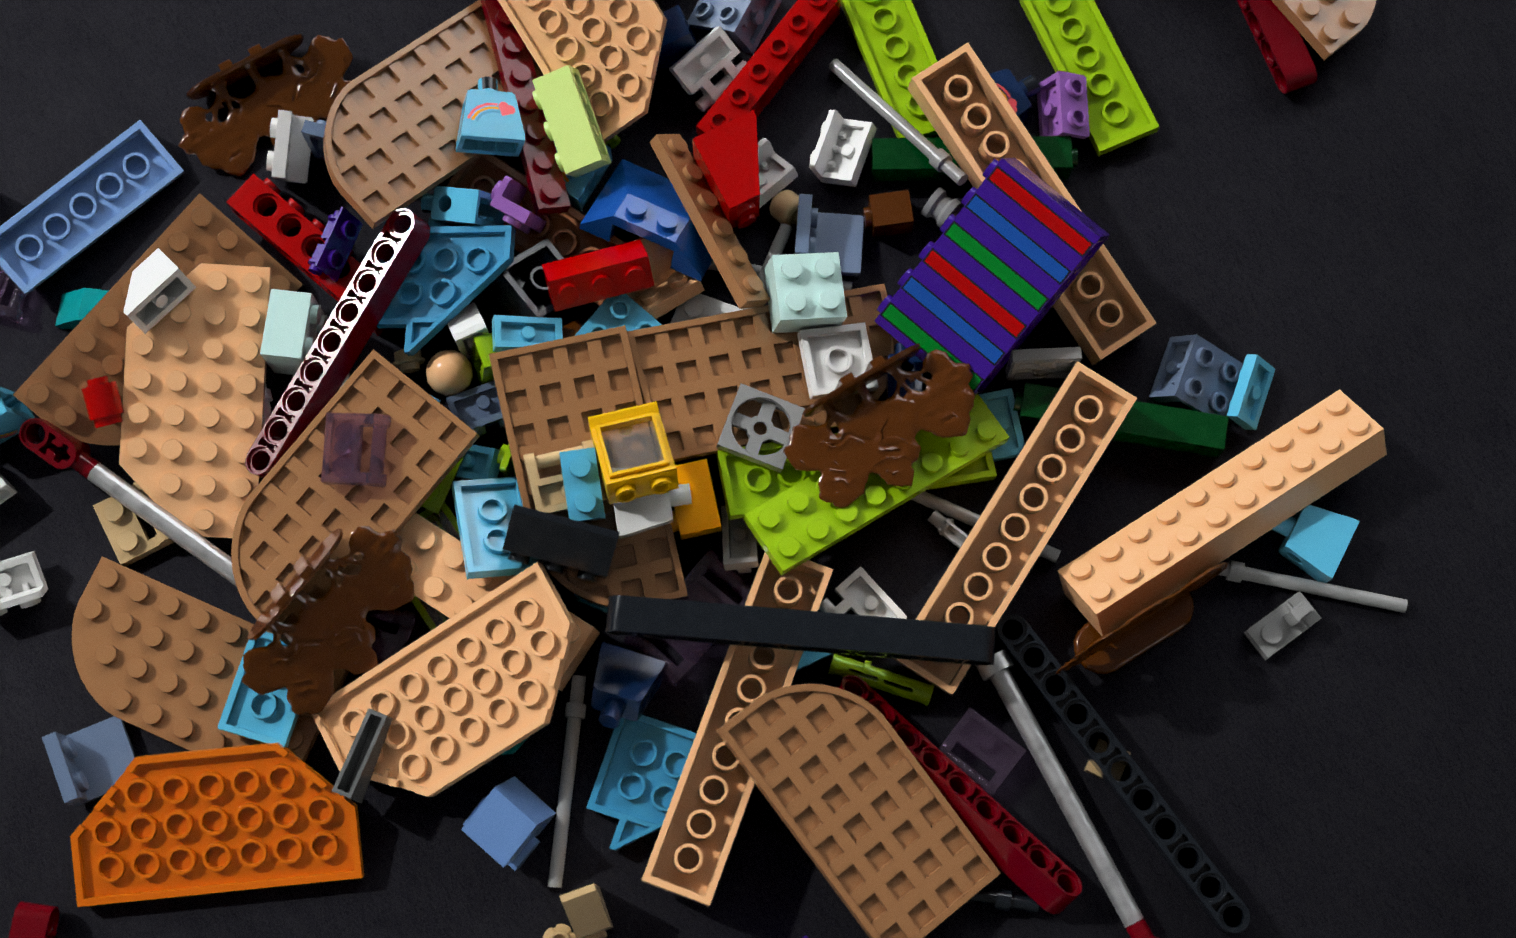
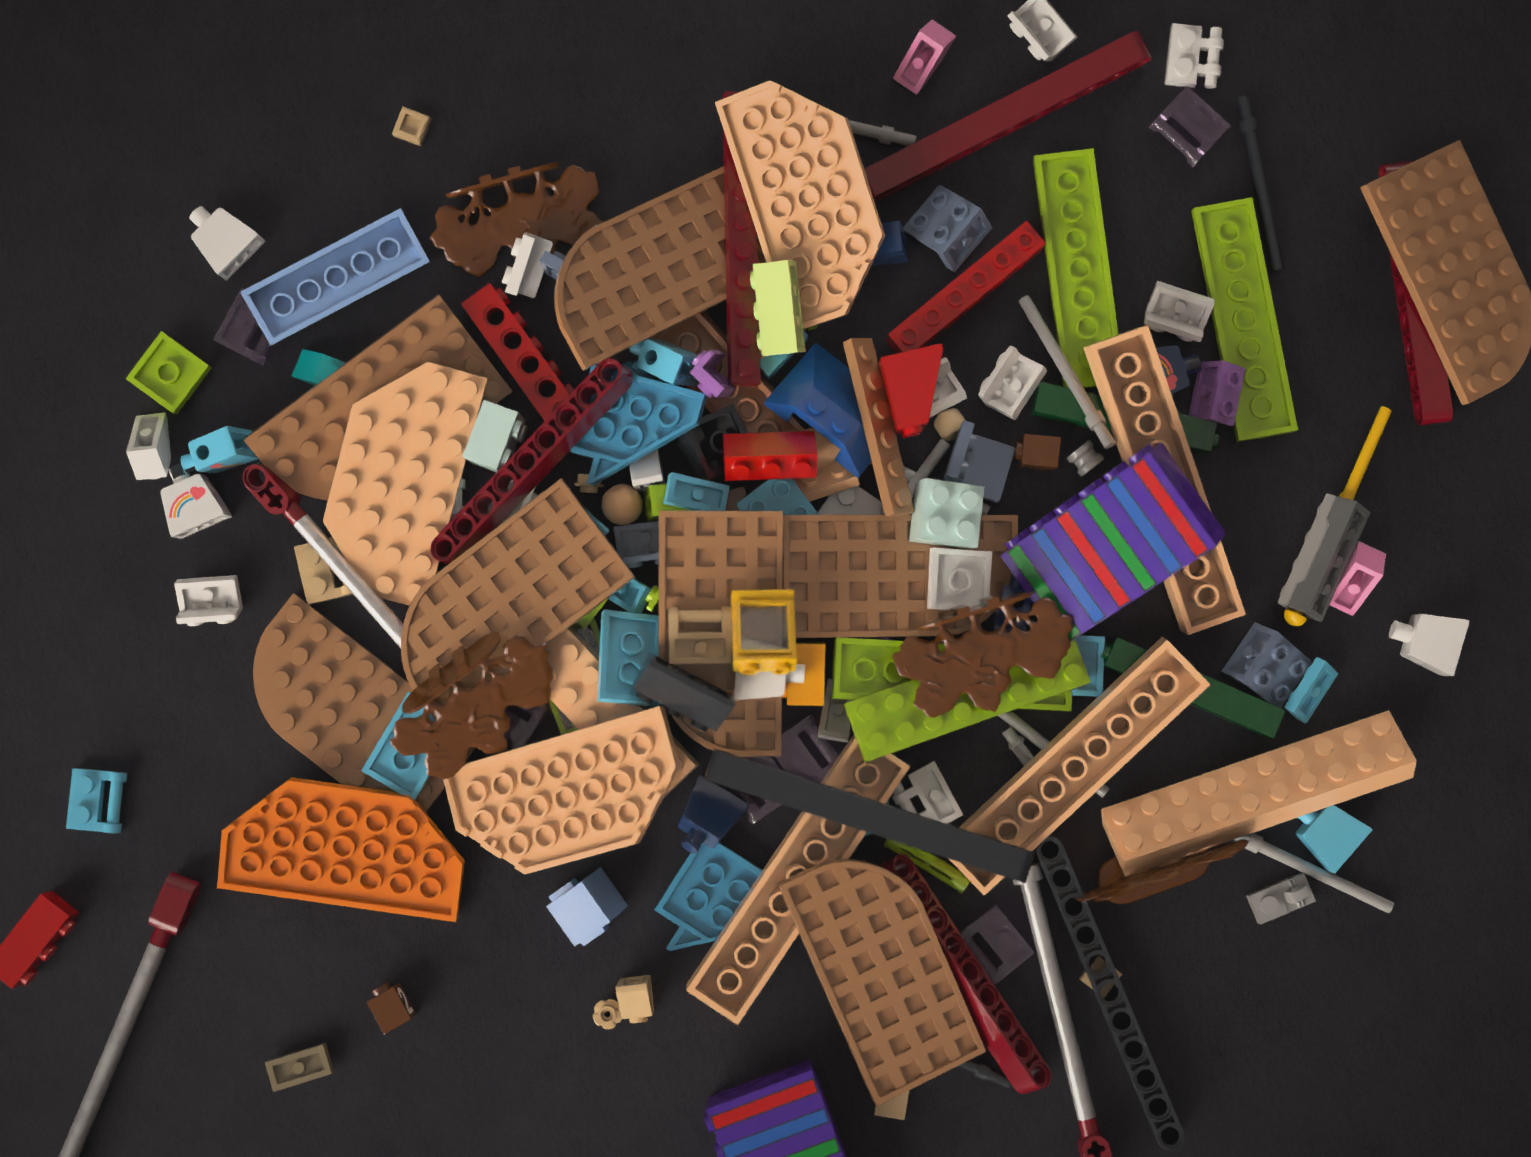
camera: 20 degrees right, 10 degrees up
(89, 759) = (251, 767): sand blue bracket -> none
(103, 401) = (319, 465): red brick -> none
(136, 39) = (411, 126): none -> tan tile
(155, 290) = (383, 379): white slope -> none
(339, 239) = (554, 358): dark purple hinge -> none
(344, 449) = (517, 563): plate -> none
(363, 756) = (477, 826): dark grey piece -> none
(490, 121) = (707, 291): medium azure torso -> none
(574, 712) = (663, 826): light grey bar -> none
(582, 484) = (713, 648): medium azure plate -> none
(703, 62) = (910, 273): white plate -> none
(769, 404) = (847, 634): light grey piece -> none
(1001, 36) = (1178, 312): none -> white bracket
(1042, 363) = (1138, 624): light grey piece -> none
(1225, 232) = (1329, 542): none -> piece
(1265, 264) = (1359, 578): none -> bright pink slope
(1364, 310) = (1431, 641): none -> white torso

